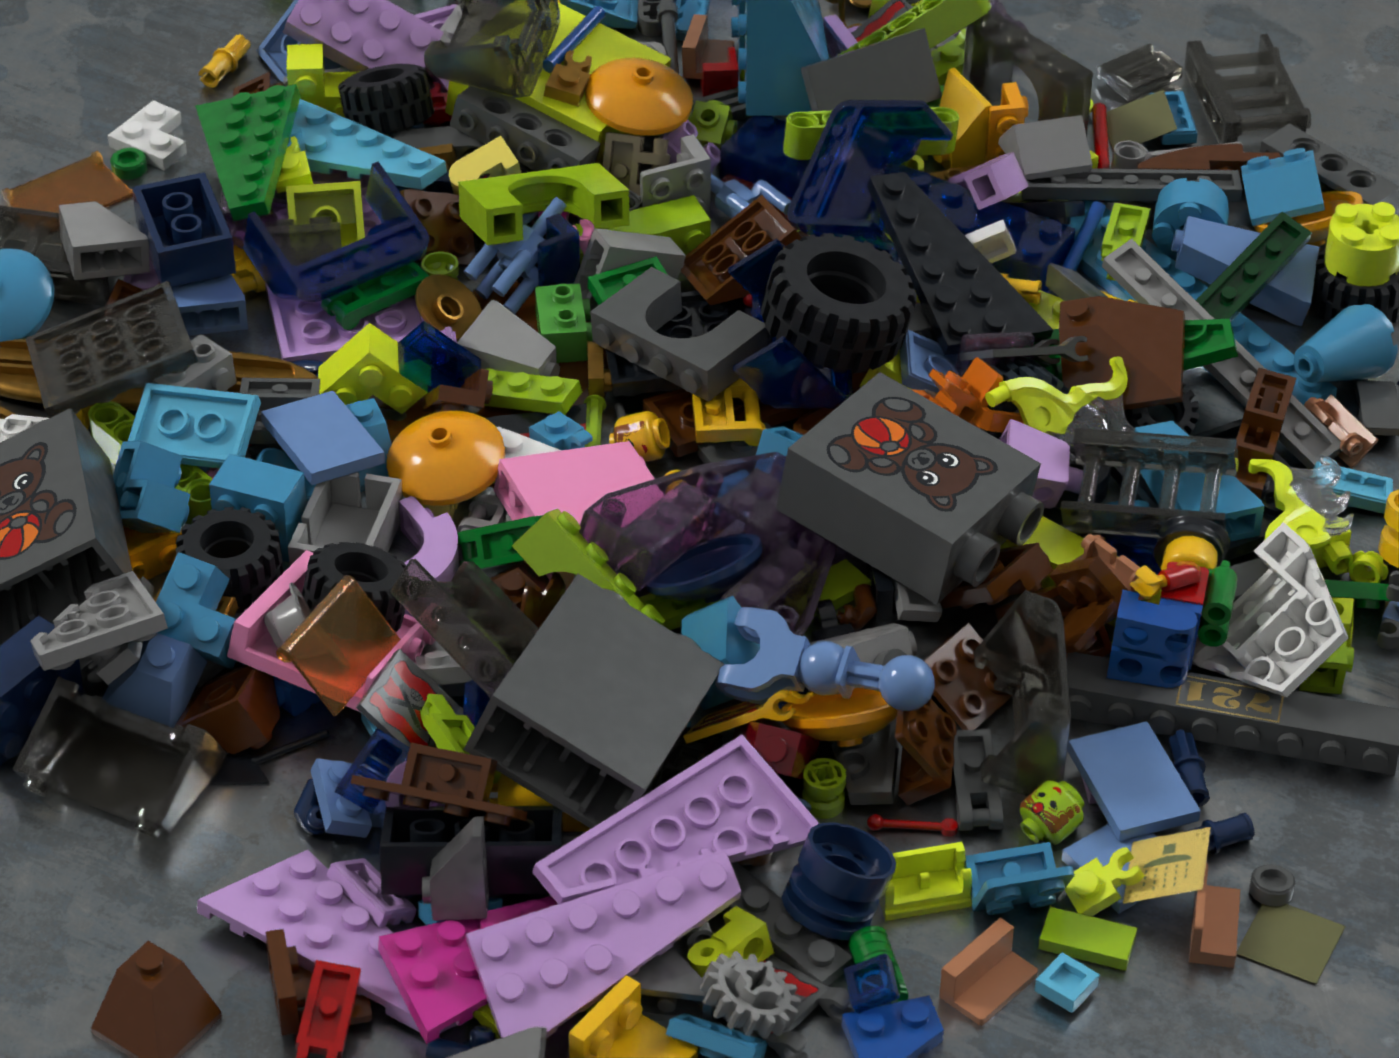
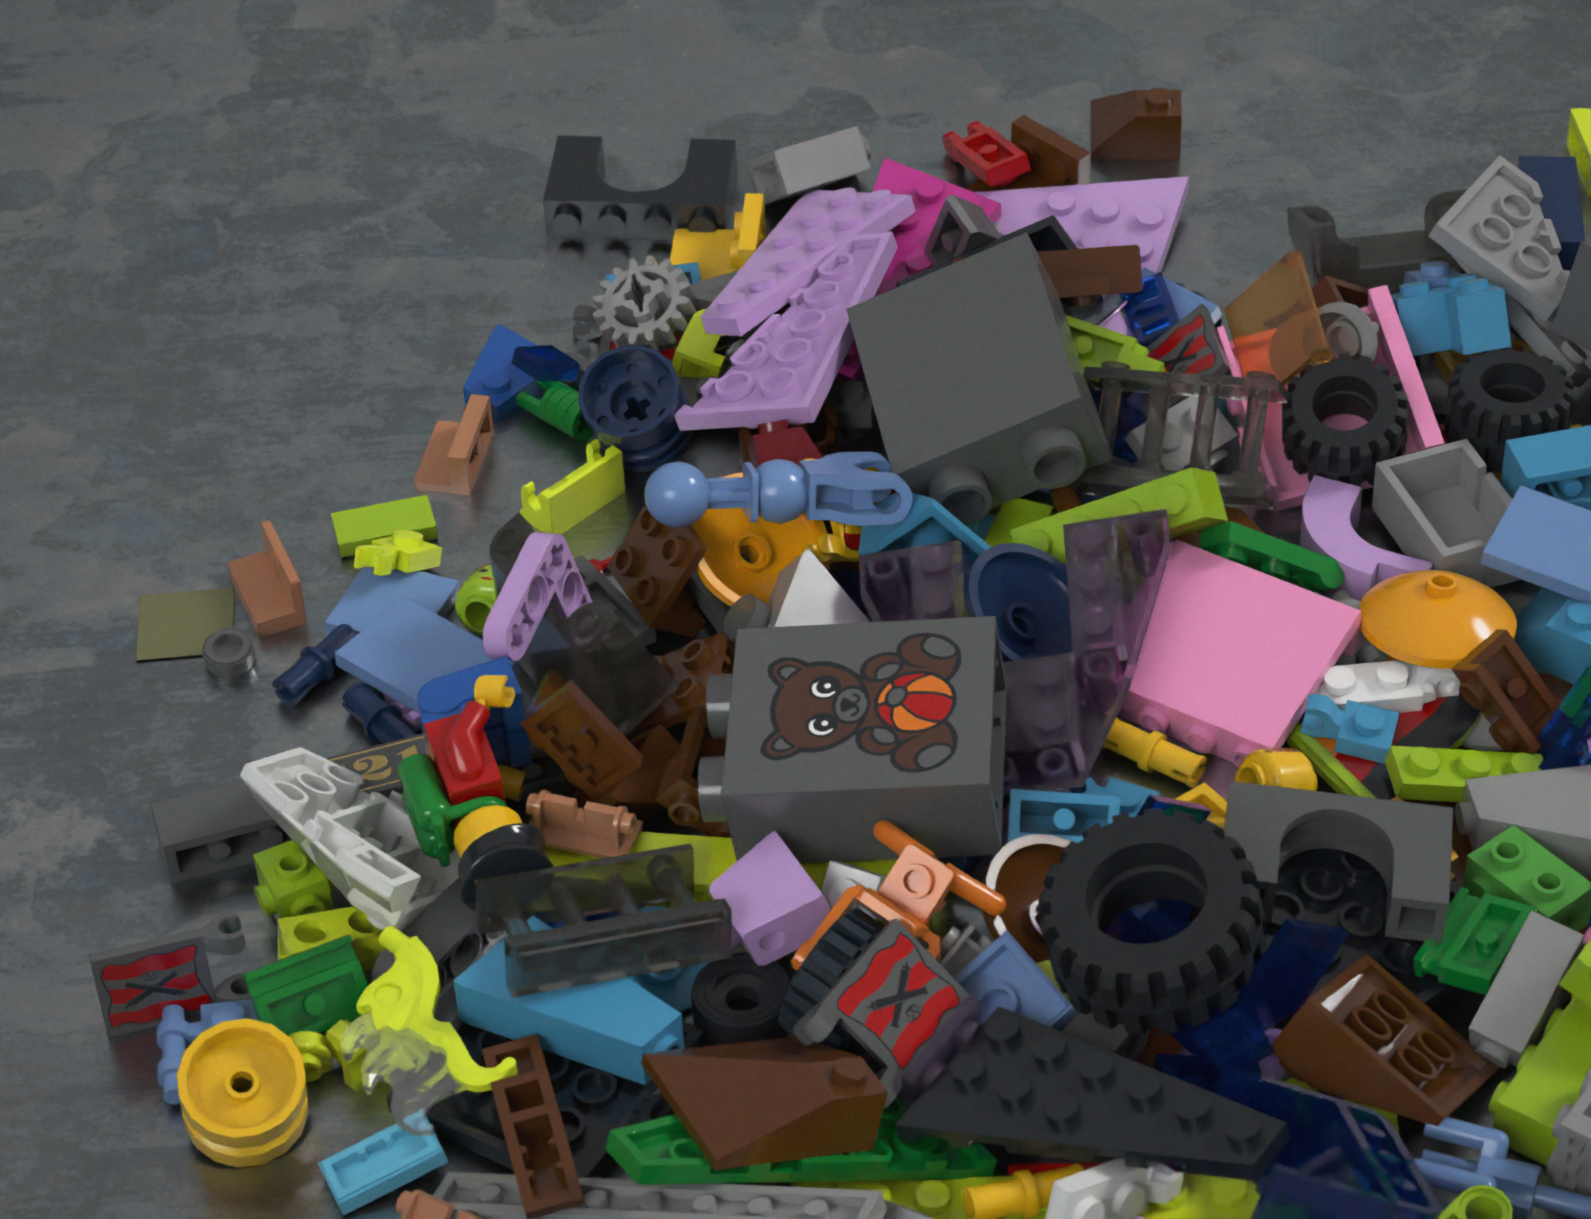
camera: 150 degrees right, 0 degrees up
(1016, 877) = (467, 500): dark azure bracket -> none
(1056, 653) = (539, 578): none -> lavender beam
(1058, 413) = (767, 964): neon yellow piece -> none
(1067, 982) = (375, 470): medium azure plate -> none
(1169, 864) = (333, 582): clear yellow sticker -> none

